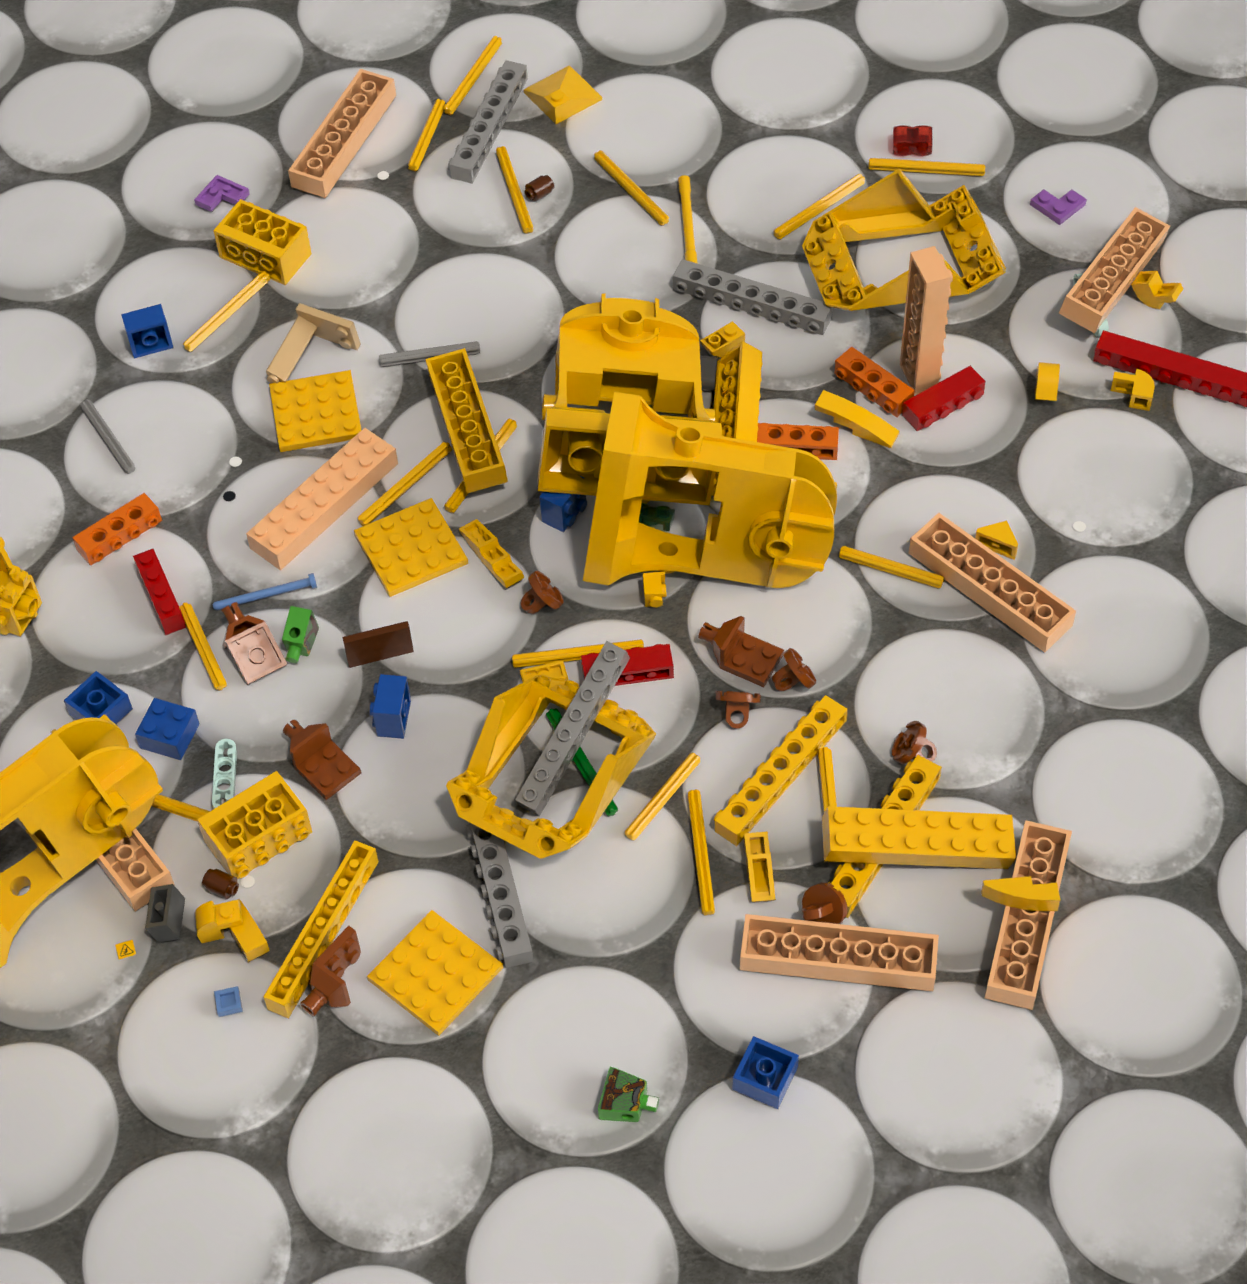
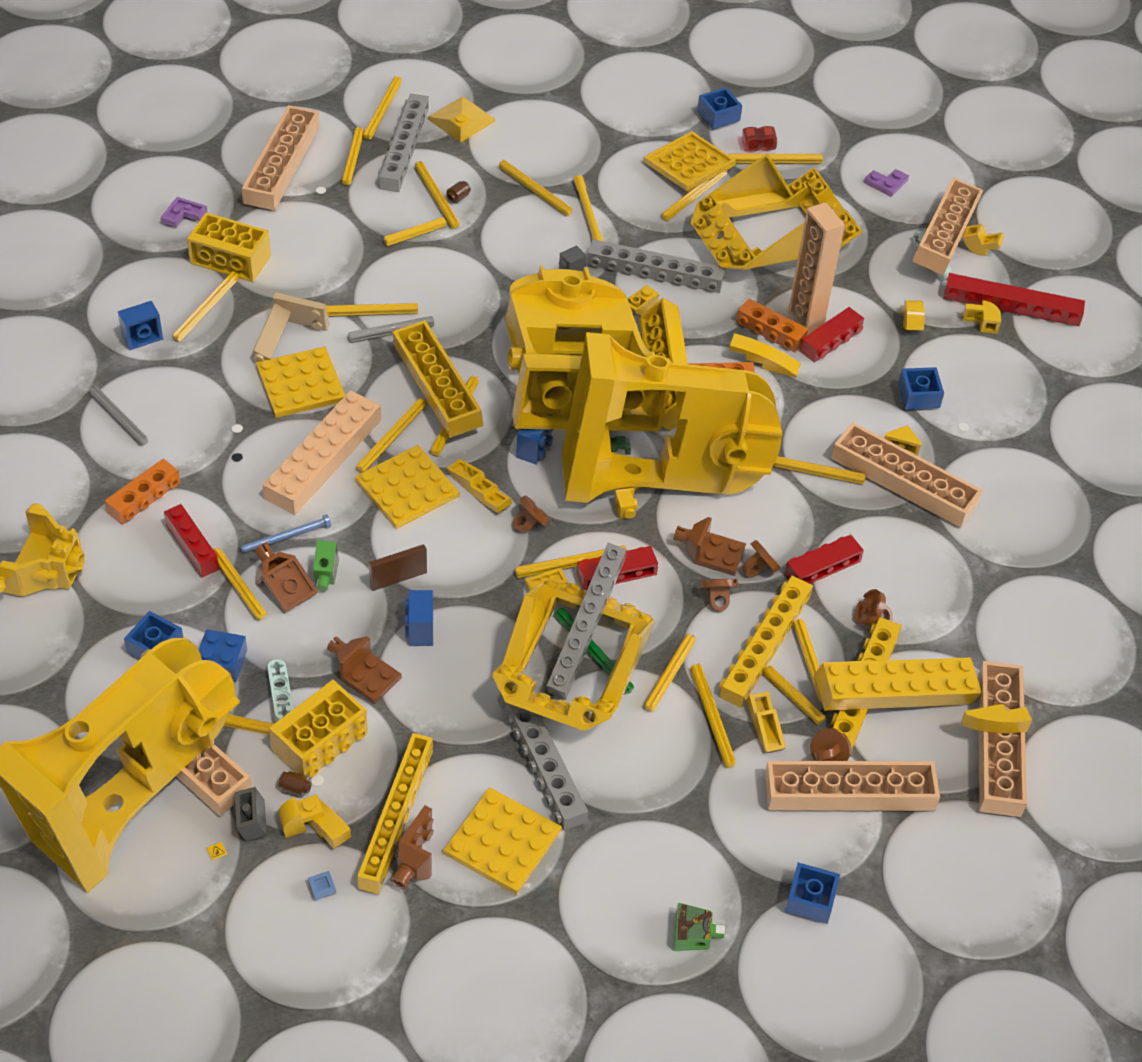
camera: 15 degrees left, 5 degrees down
(415, 328) = (372, 309): none -> yellow axle
(480, 234) = (414, 231): none -> yellow axle
(651, 286) = (572, 259): none -> dark grey brick
(799, 837) = (794, 695): none -> yellow axle
(821, 165) = (689, 161): none -> yellow plate
(871, 98) = (719, 108): none -> blue brick
(871, 679) = (825, 560): none -> red brick
(1034, 475) = (921, 388): none -> blue brick

